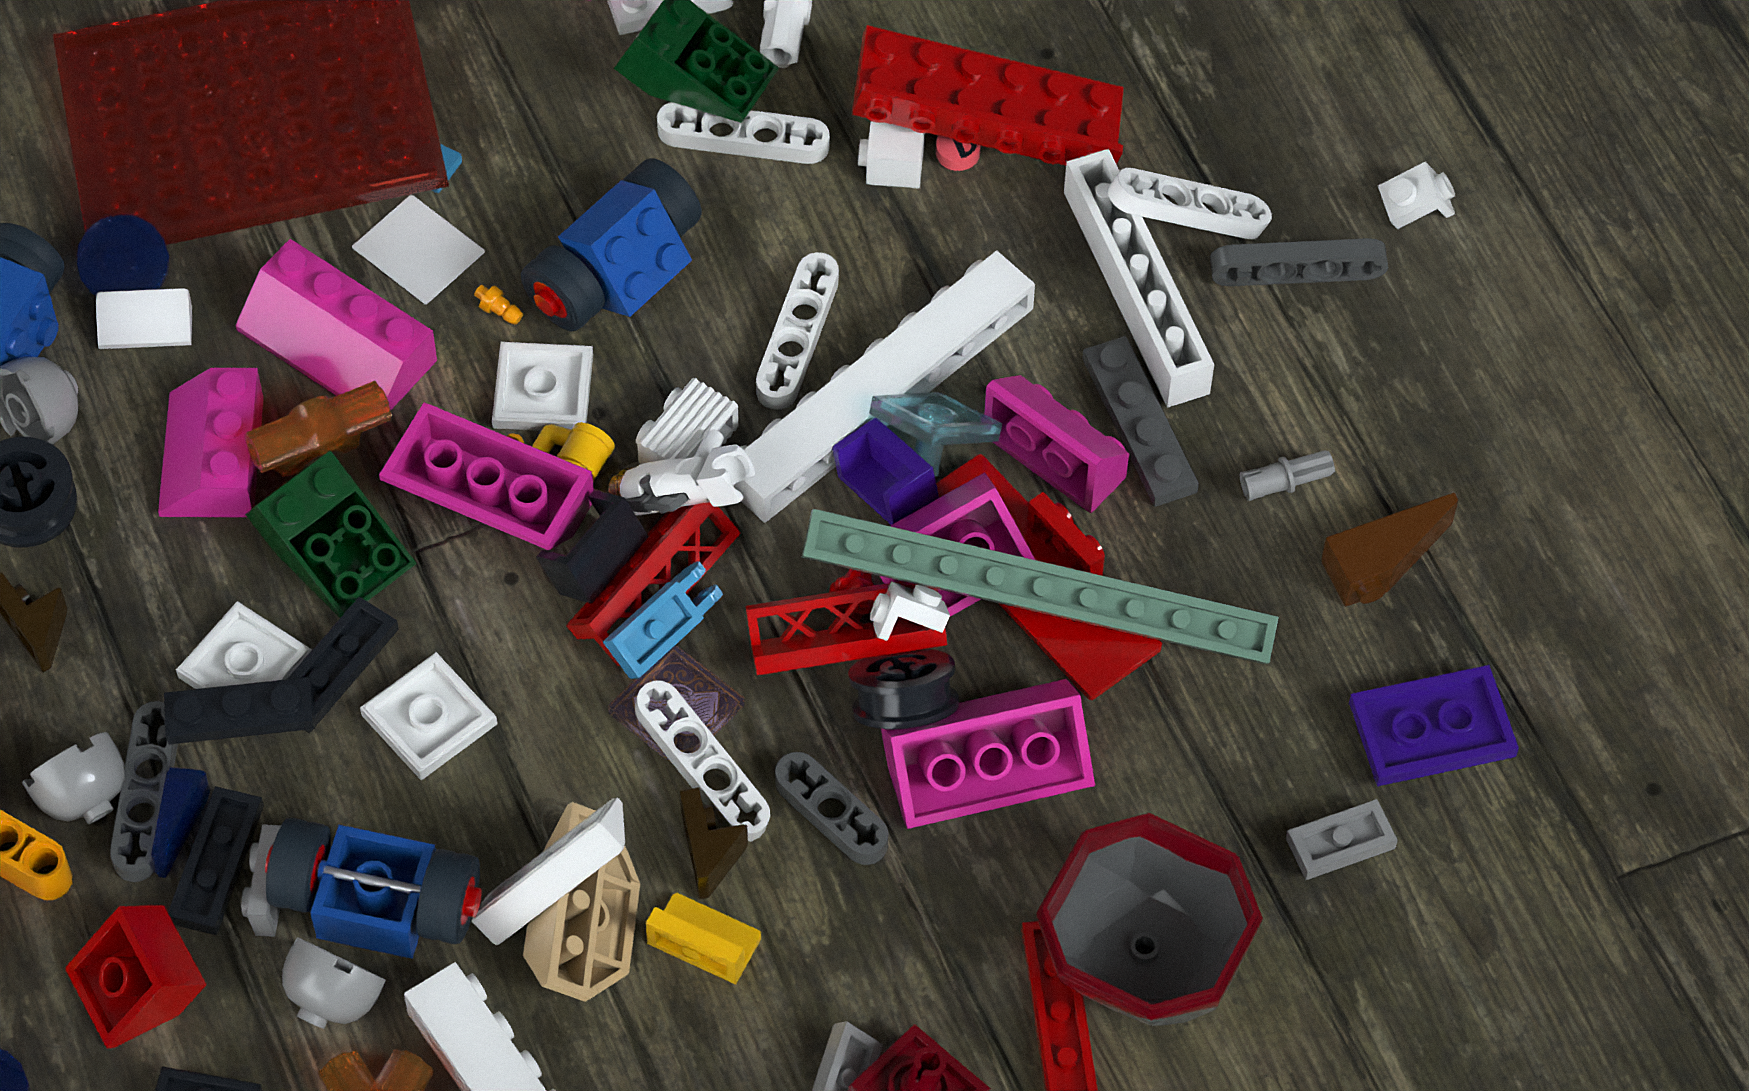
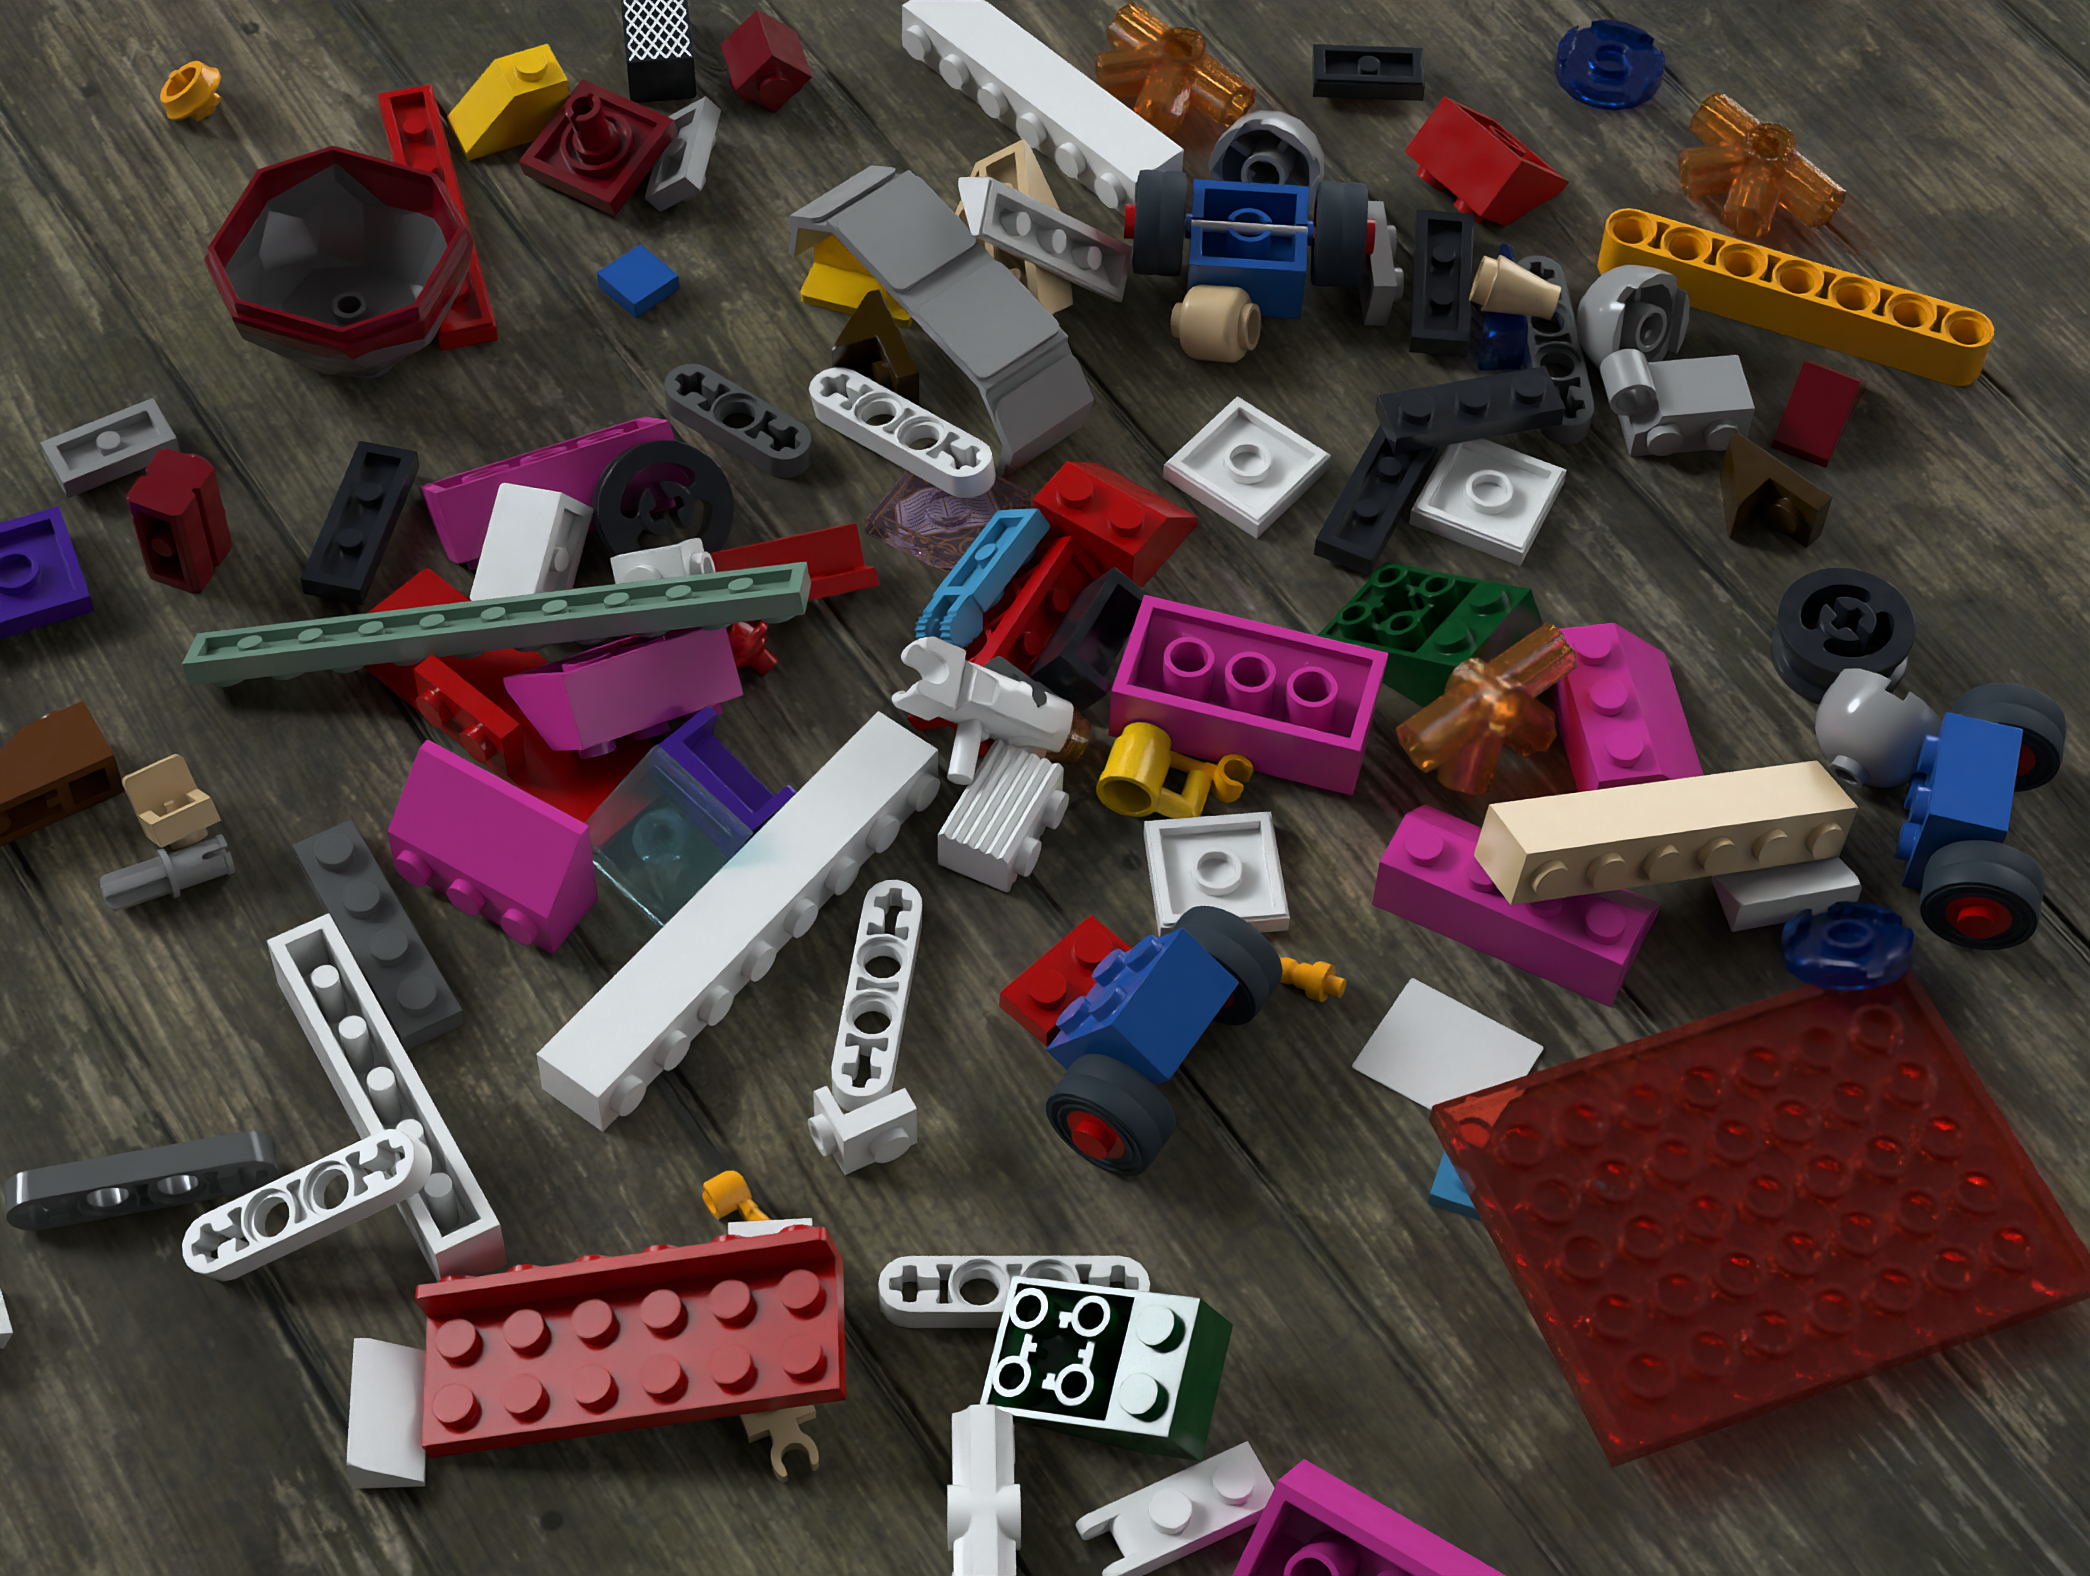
camera: 170 degrees right, 5 degrees down
(62, 706) = (1677, 402): none -> light grey hinge
(174, 783) = (1511, 289): none -> tan cone
(224, 317) = (1663, 831): none -> tan brick
(423, 823) = (1216, 323): none -> tan head
(549, 664) = (1113, 519): none -> red slope
(663, 326) = (1059, 978): none -> red plate
(666, 831) = (961, 301): none -> light grey windscreen
(822, 228) = (865, 1135): none -> white bracket
(898, 961) = (638, 281): none -> blue tile
(916, 212) = (730, 1193): none -> light orange hand
(1014, 662) = (531, 543): none -> white panel
(1141, 744) = (360, 523): none -> black plate
(1143, 111) = (386, 1416): none -> white slope
(1281, 727) = (180, 520): none -> dark red brick
(1283, 512) = (170, 803): none -> tan bracket

